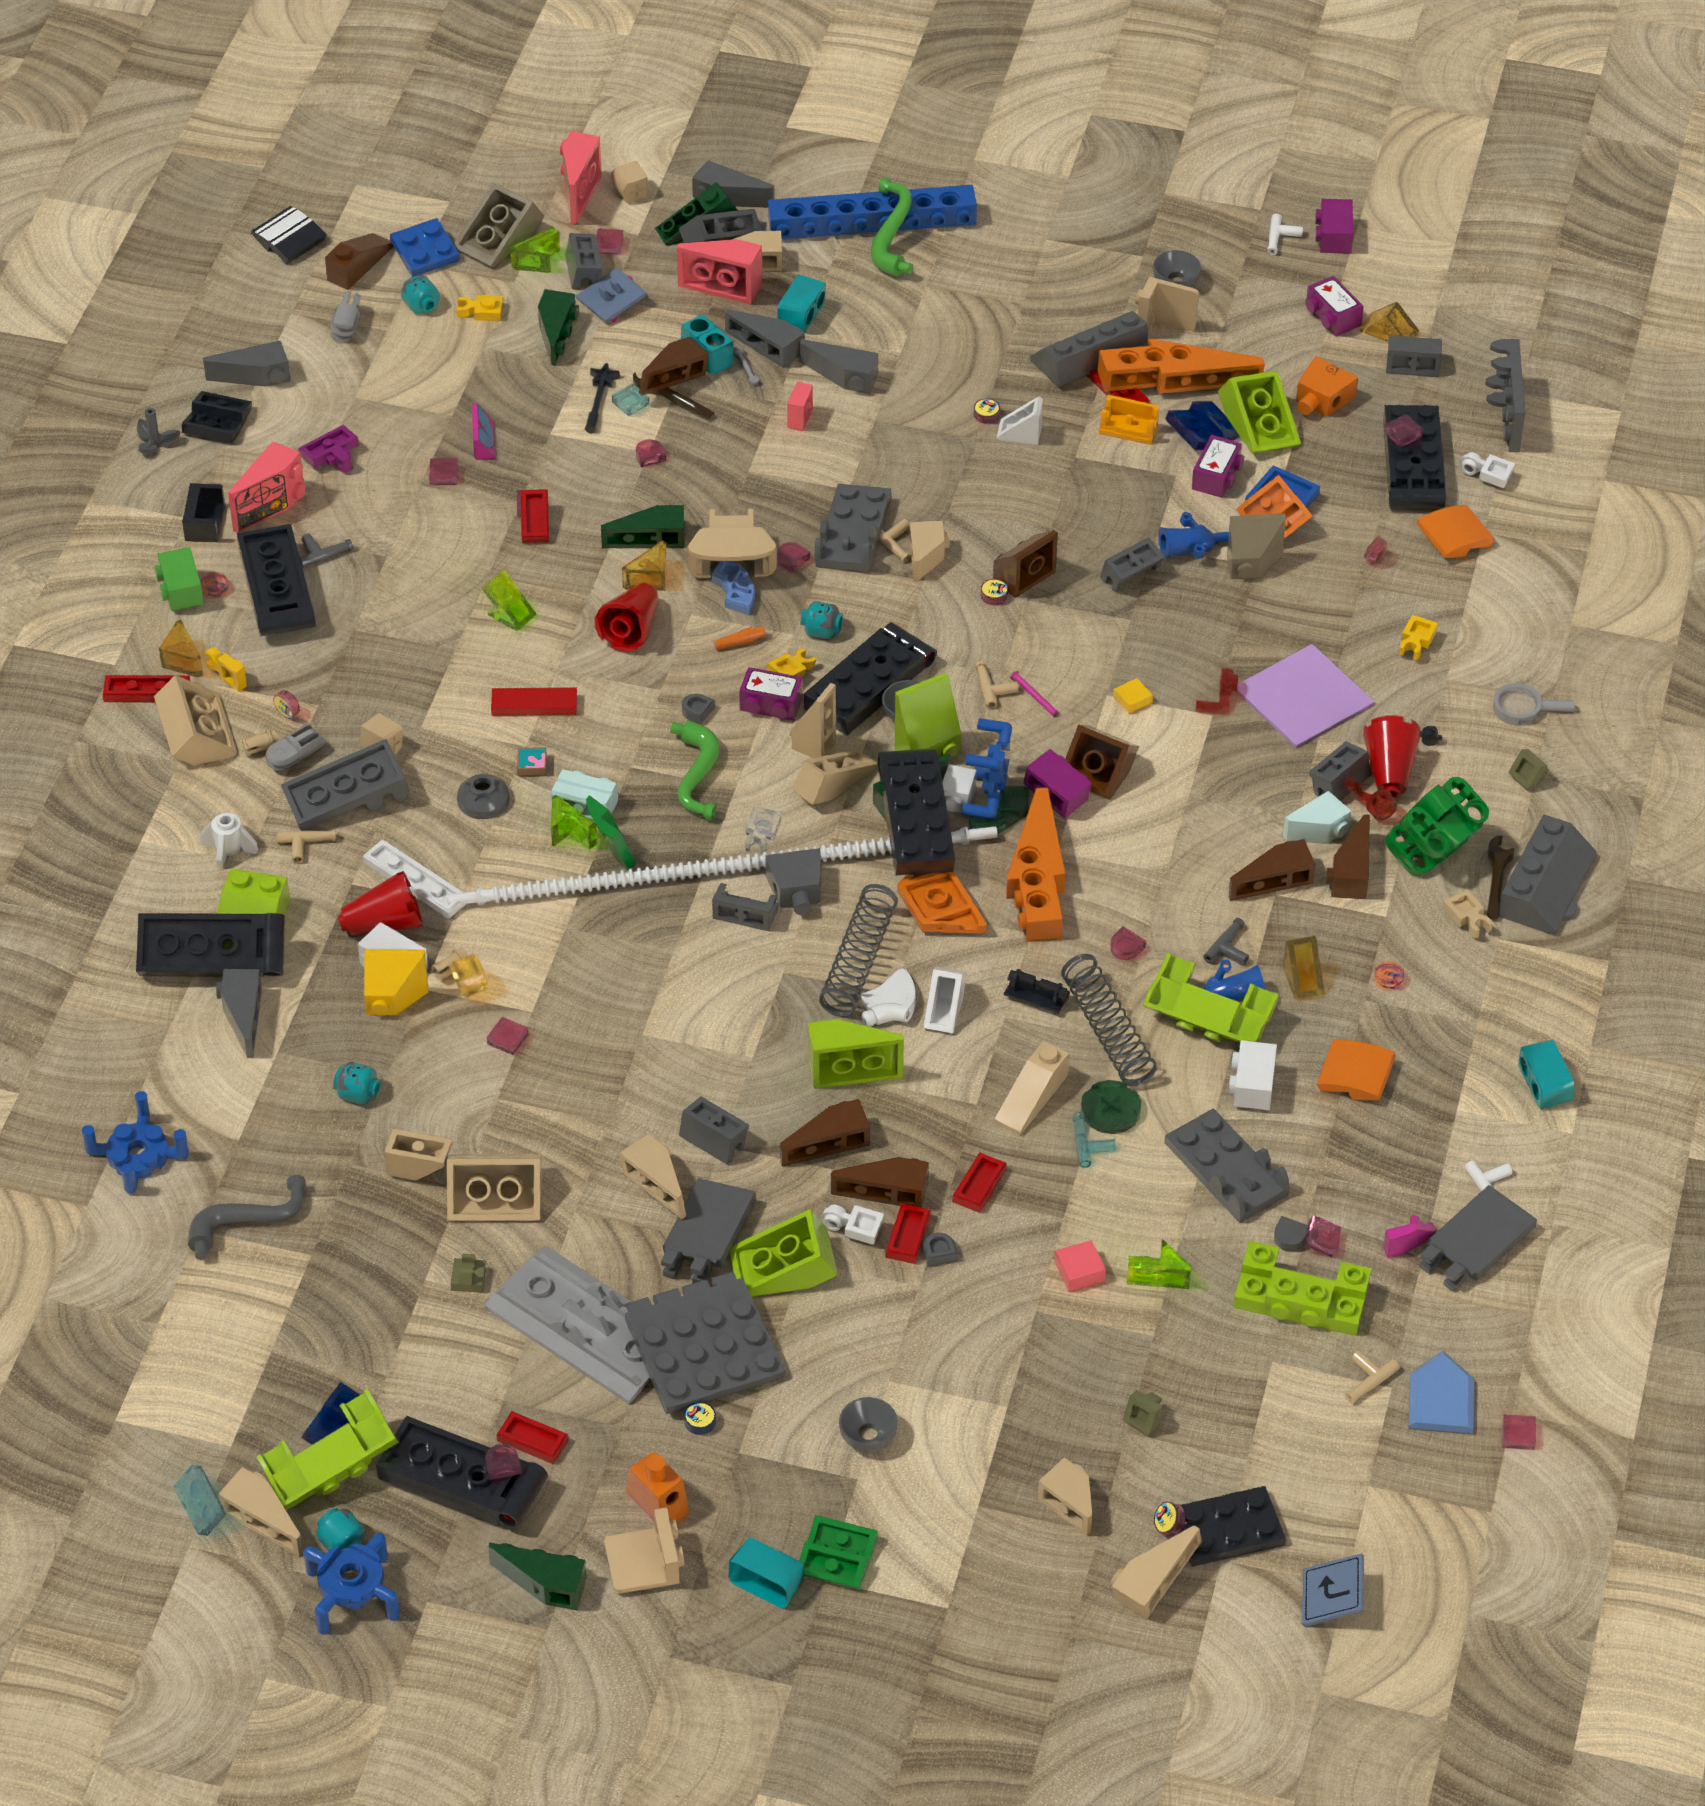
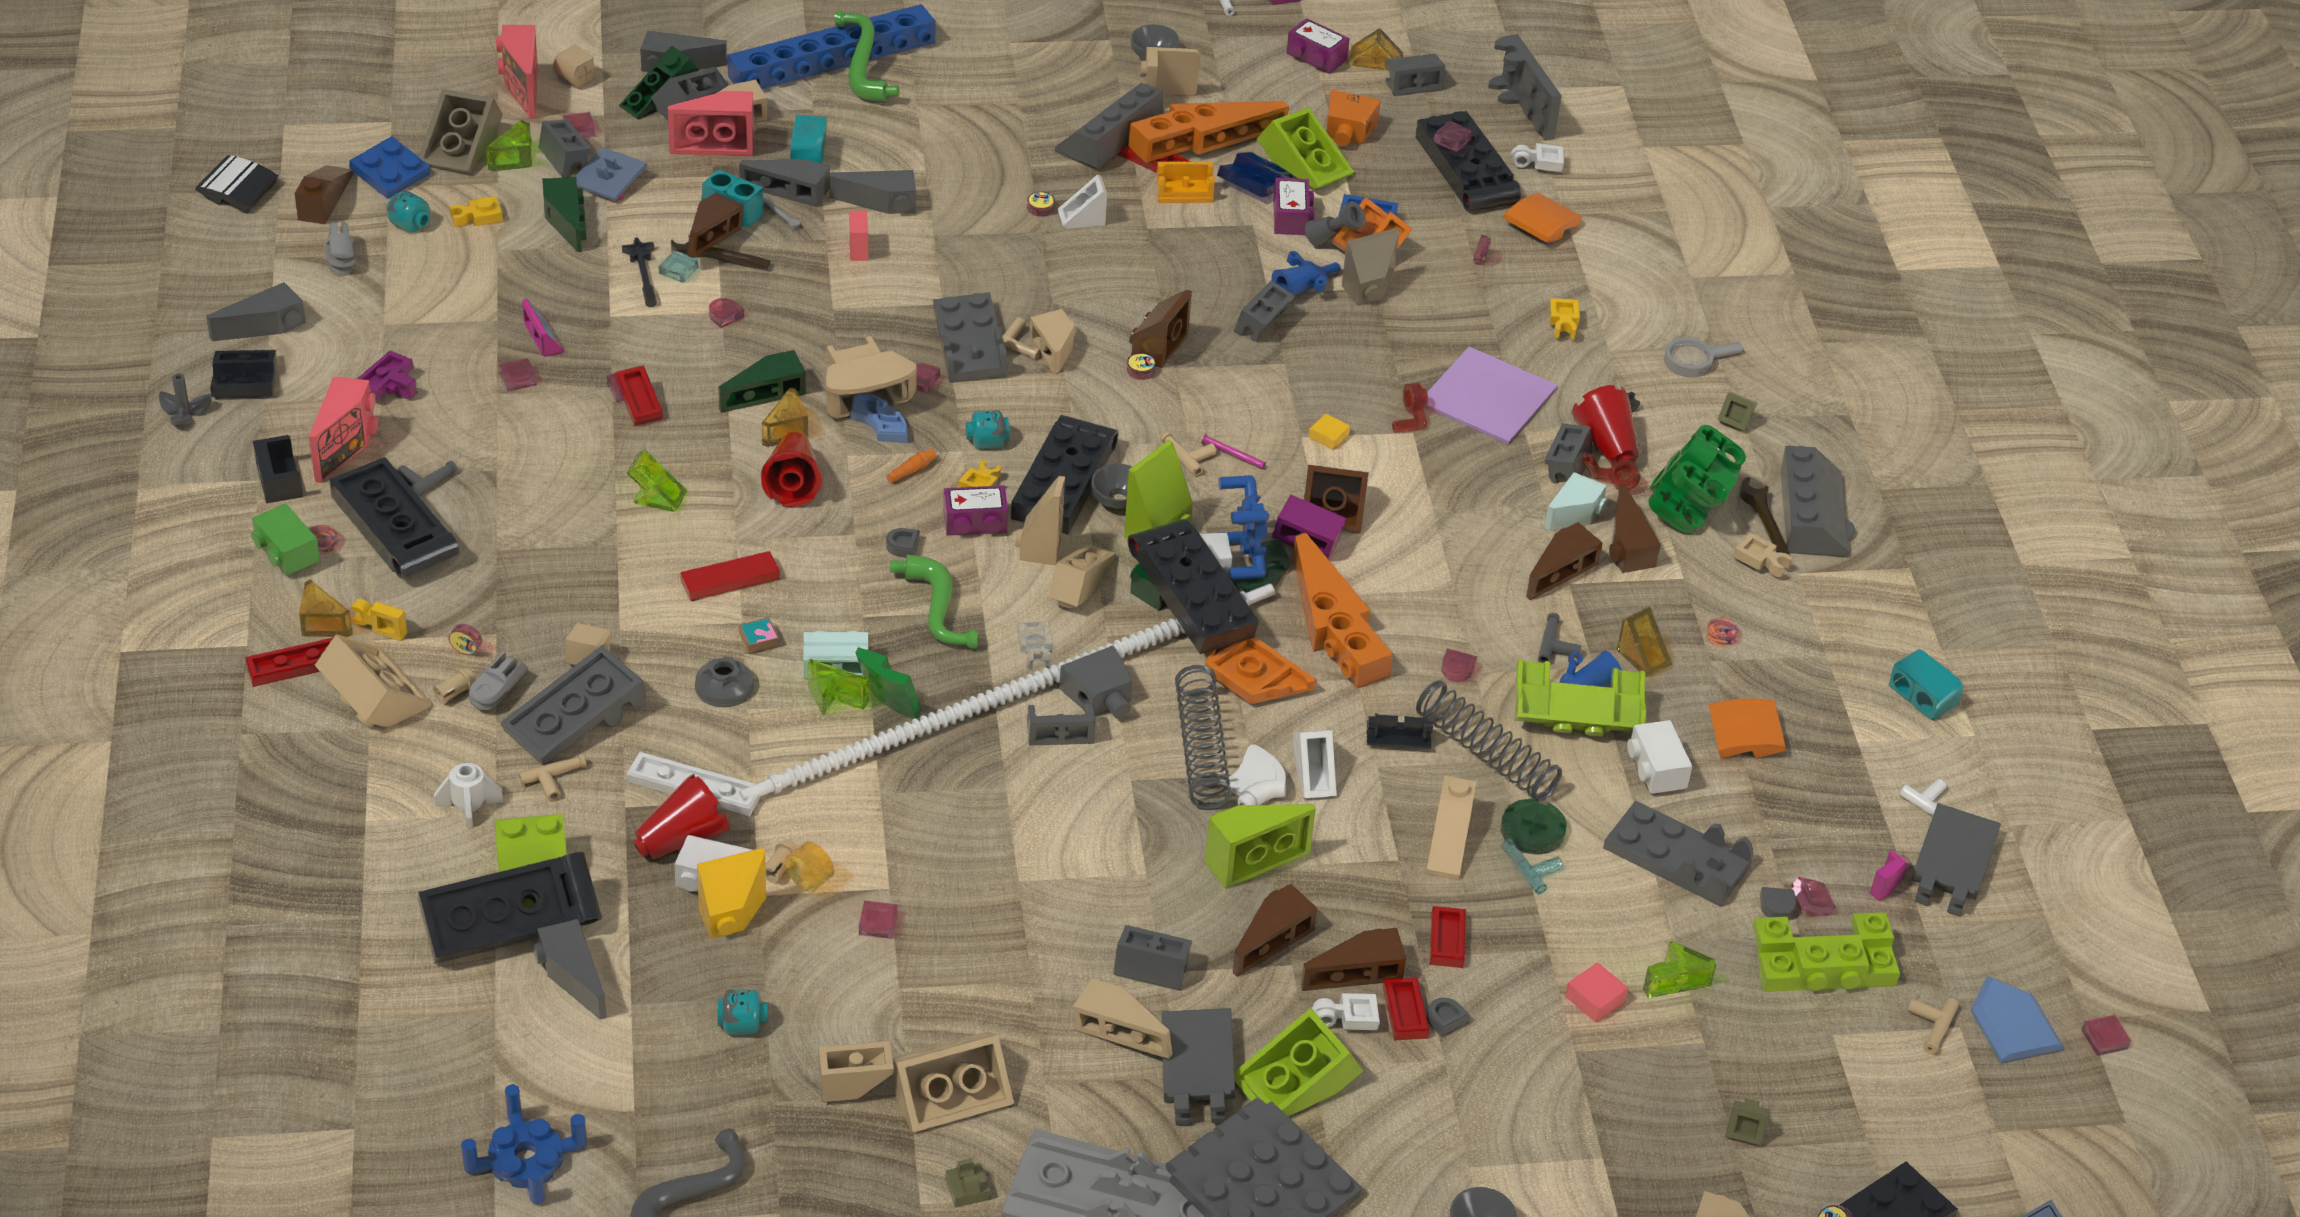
camera: 25 degrees left, 5 degrees down
(1230, 496) = (1323, 229): none -> dark grey piece

